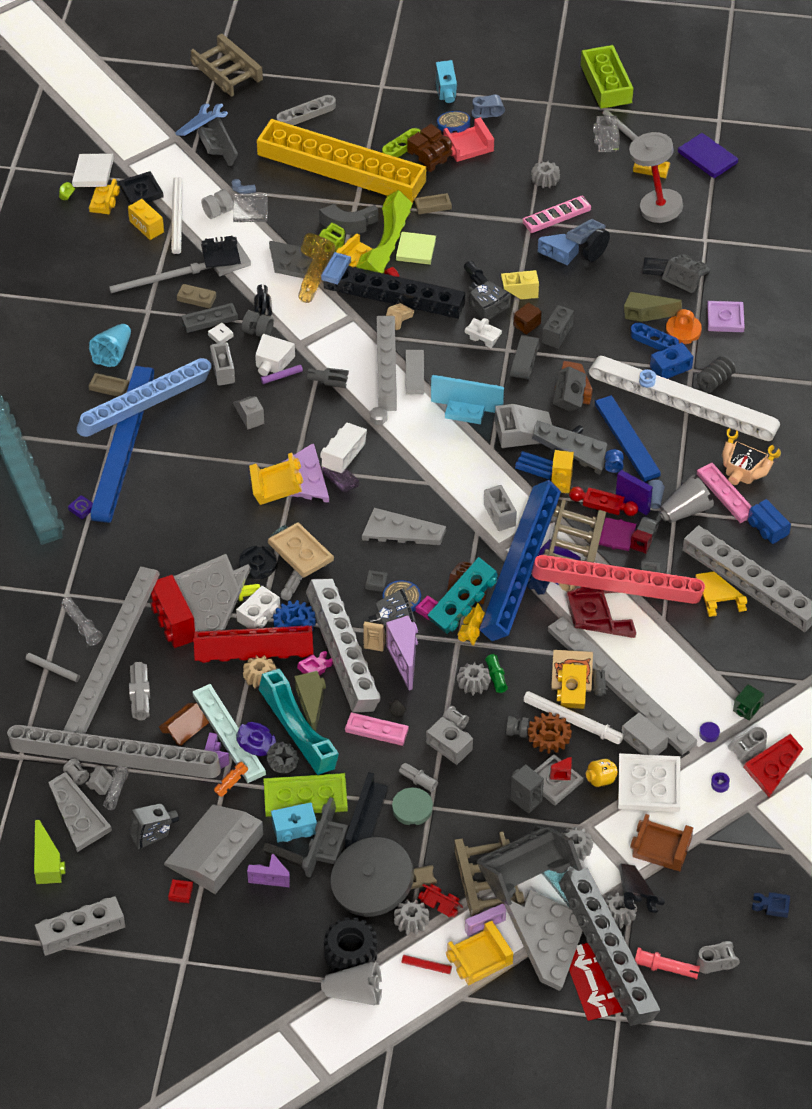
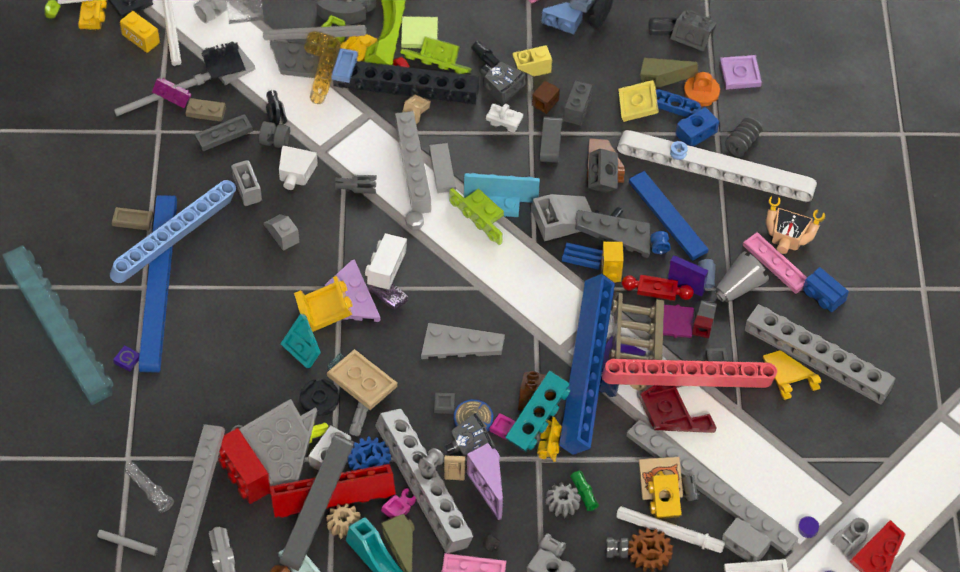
camera: 10 degrees left, 5 degrees up
(109, 346) = (127, 176): medium azure cone -> none
(163, 275) = (167, 91): none -> magenta hinge
(220, 333) = (237, 148): white tile -> none
(235, 648) = (316, 502): none -> dark grey beam
(249, 510) = (301, 342): none -> teal wing
(281, 374) = (307, 186): medium lavender piece -> none
(336, 237) = (302, 33): none -> light grey axle
(351, 626) = (434, 458): none -> light grey bush
(430, 267) = (439, 53): none -> lime bracket
(443, 413) = (481, 211): none -> lime bracket
(500, 507) = (556, 308): light grey brick -> none
(617, 330) = (638, 100): none -> light yellow plate
(748, 702) = (842, 490): dark green brick -> none

